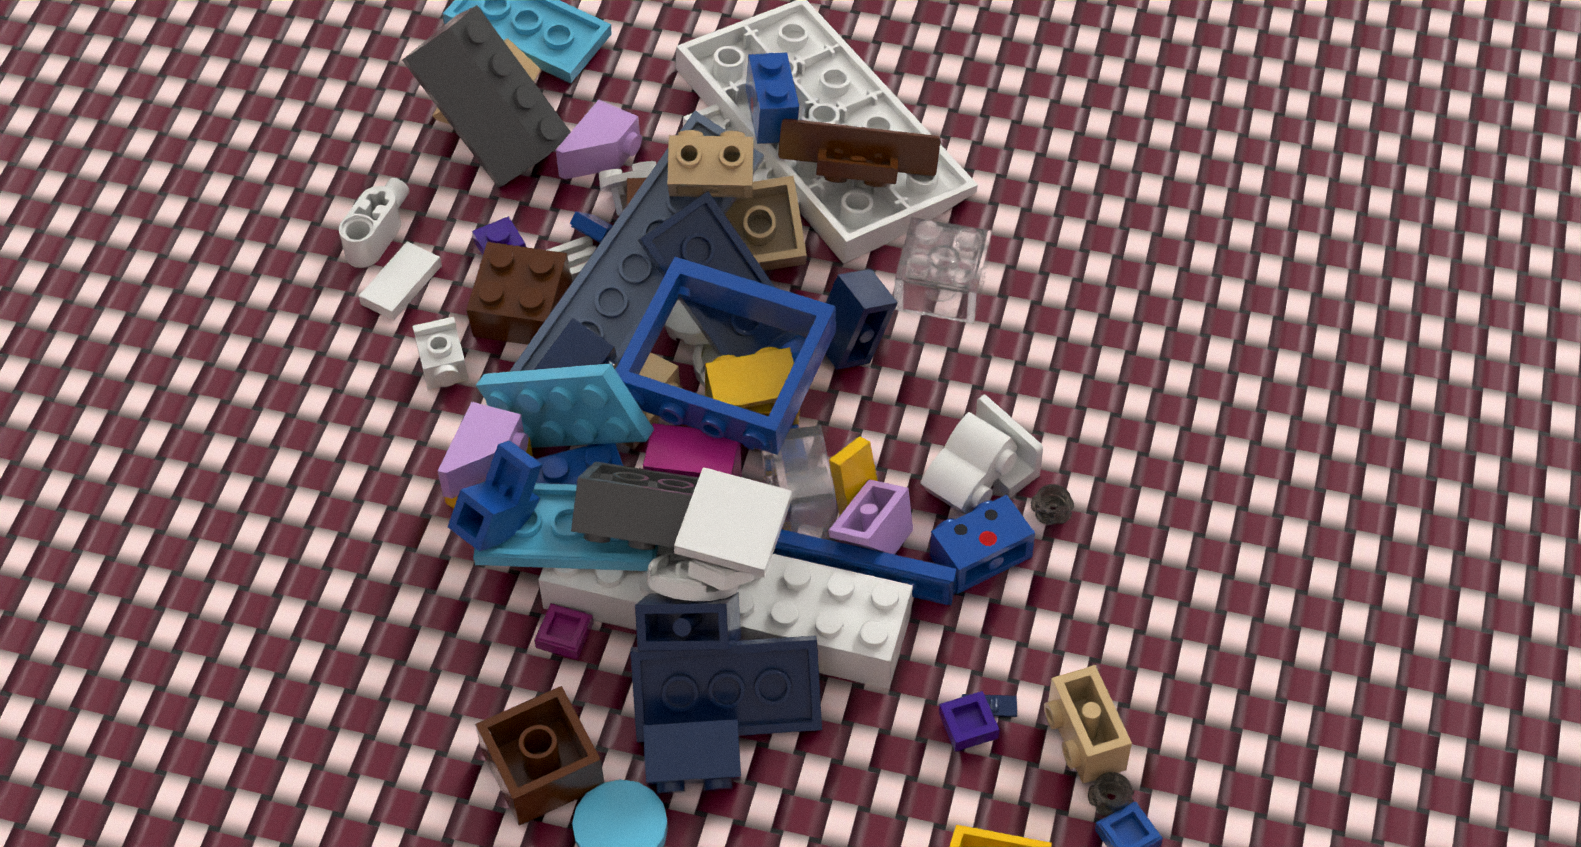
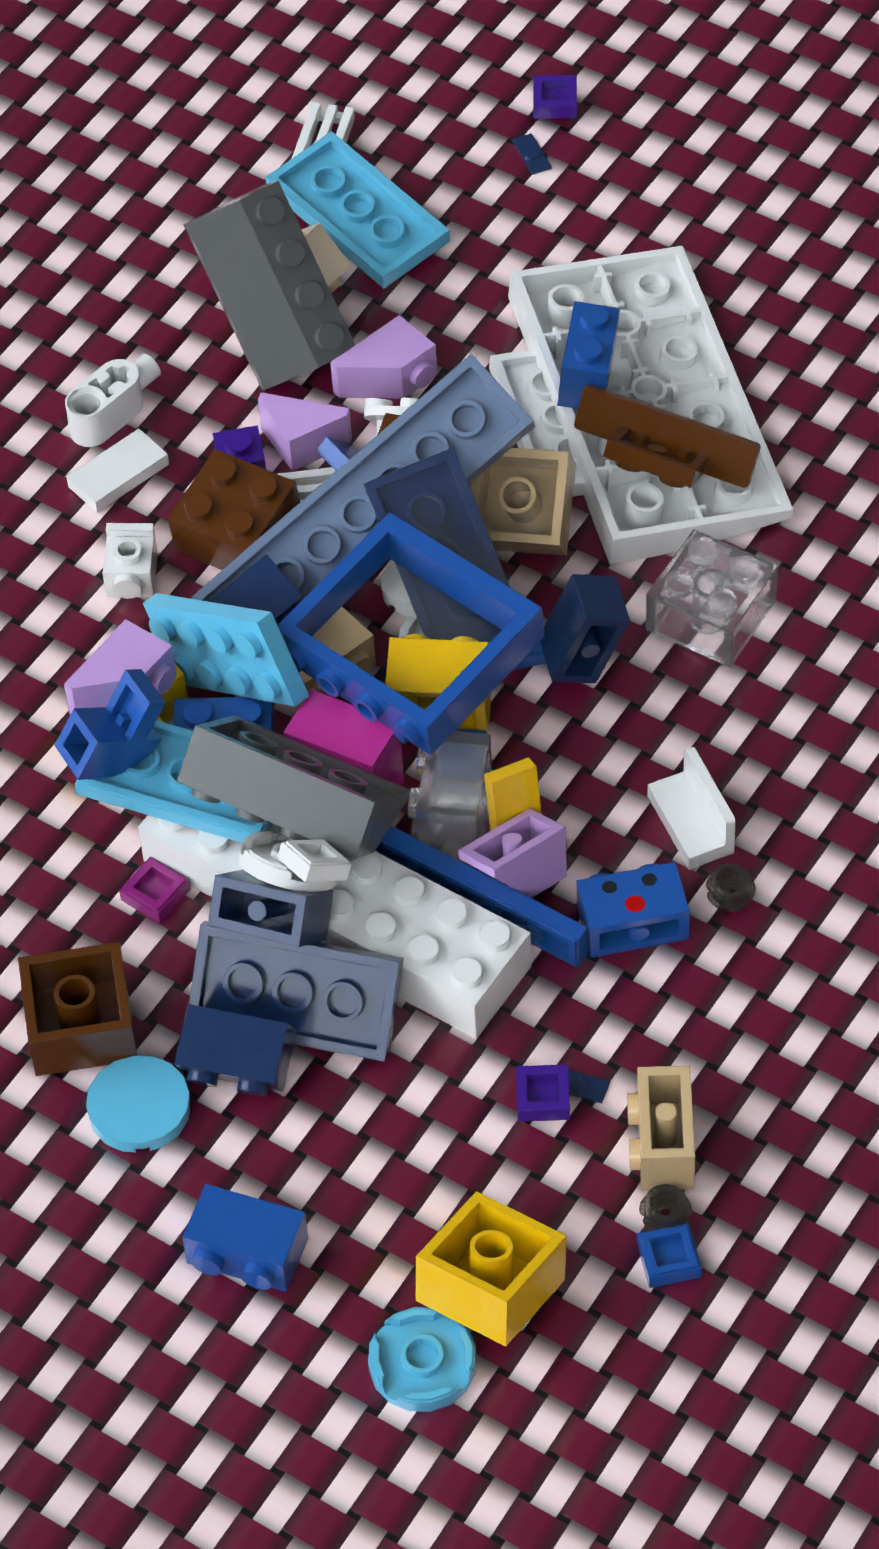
camera: 20 degrees right, 0 degrees up
(546, 210) = (301, 426): none -> lavender slope
(710, 164) = (467, 418): tan brick -> none
(733, 522) = (338, 811): white tile -> none
(970, 464) = (650, 819): white brick -> none

